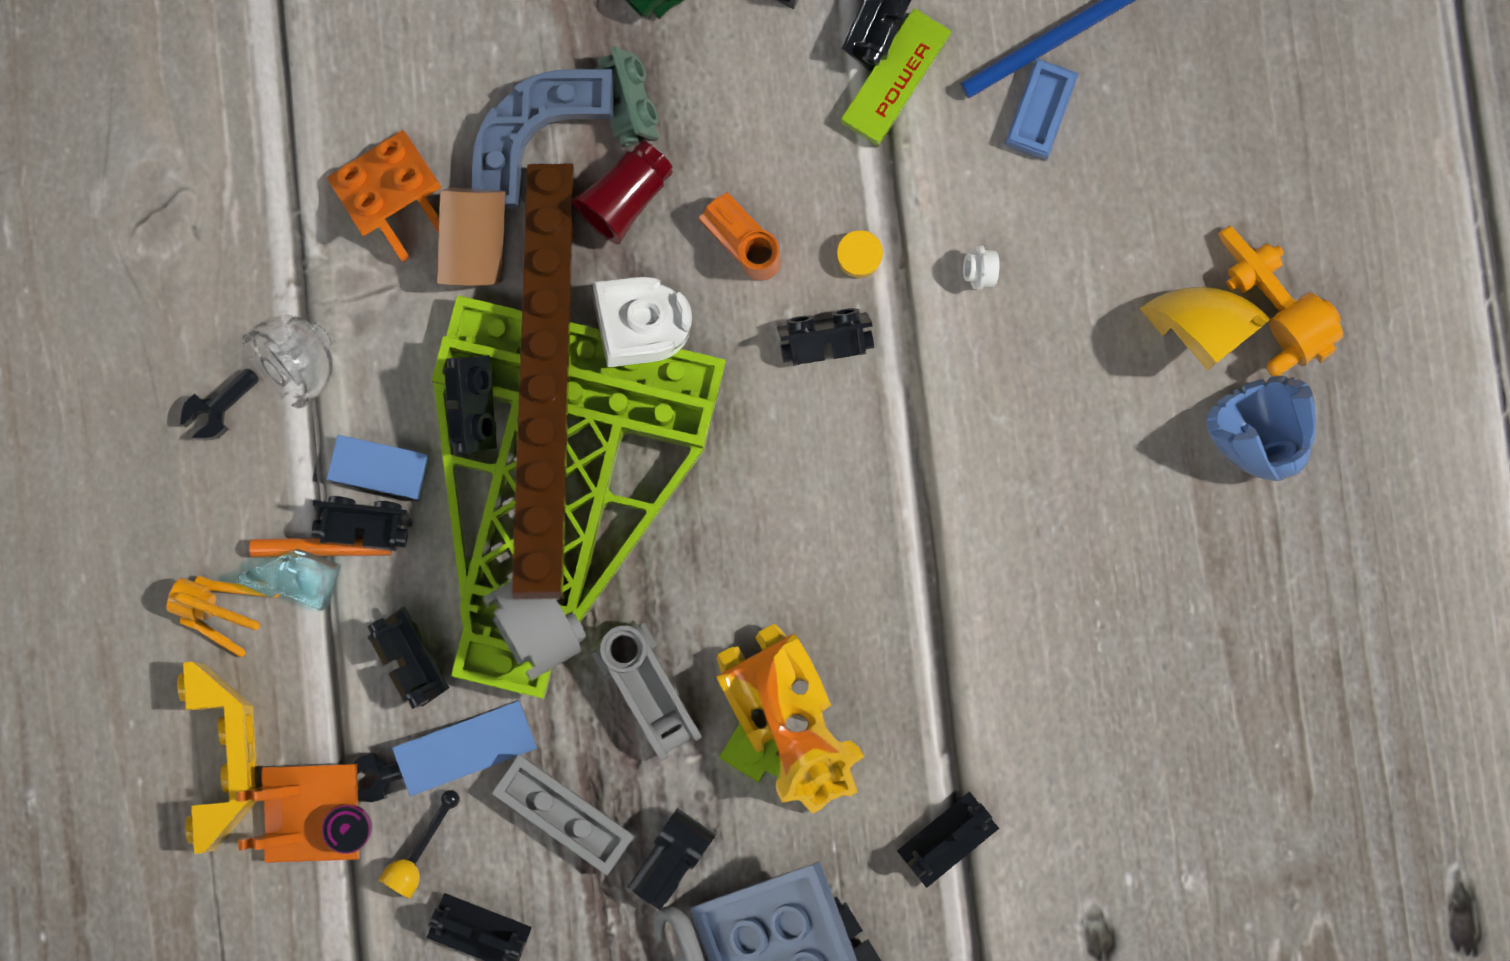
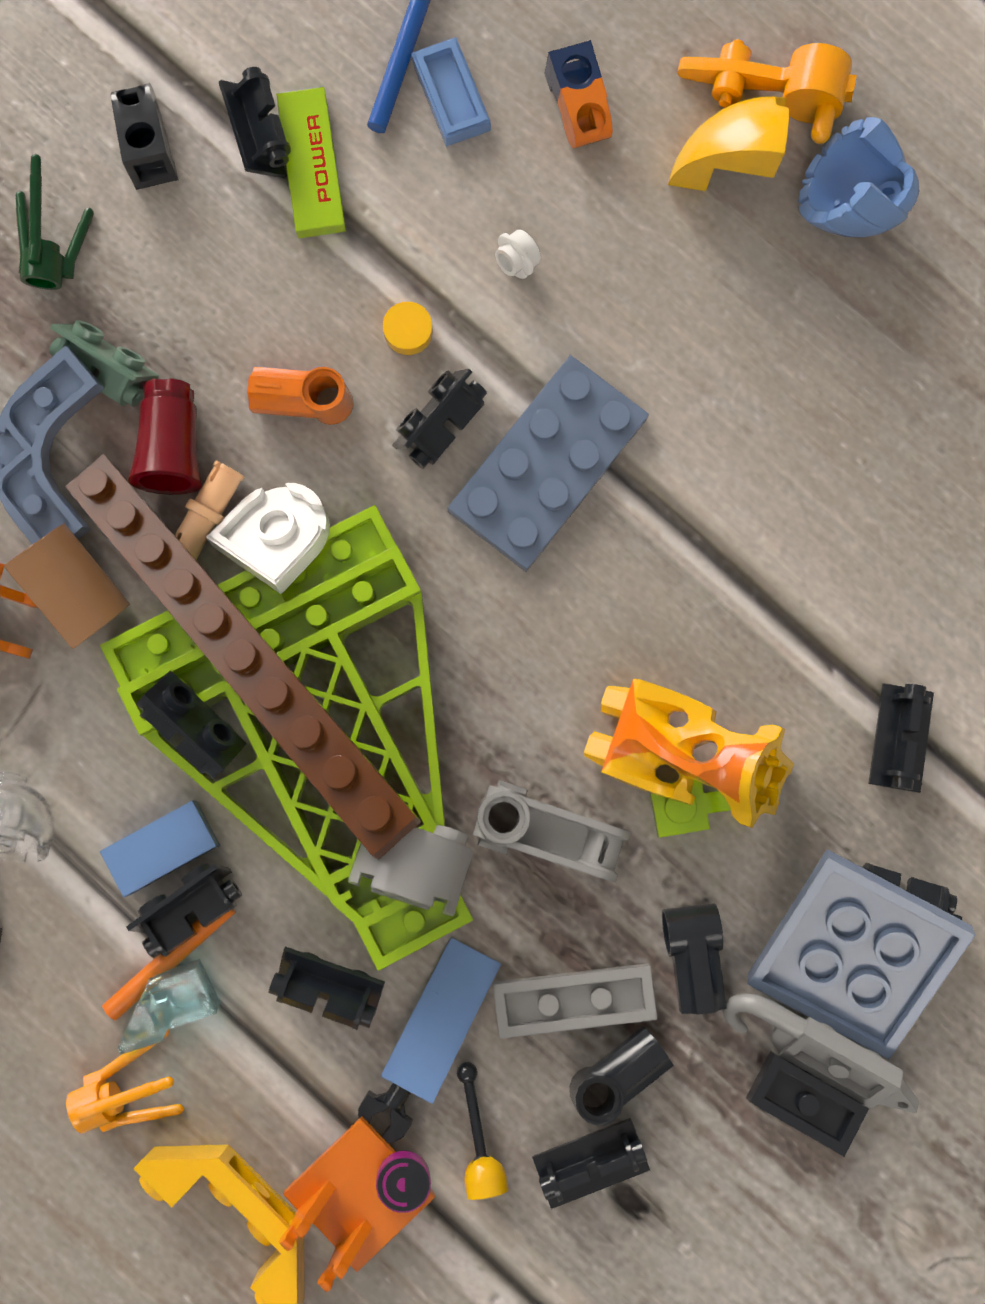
camera: 45 degrees left, 0 degrees up
(555, 891) = (625, 1071): none -> black piece
(610, 262) = (208, 507): none -> light nougat pin
(874, 434) = (547, 463): none -> sand blue plate
(1128, 192) = (579, 93): none -> leg

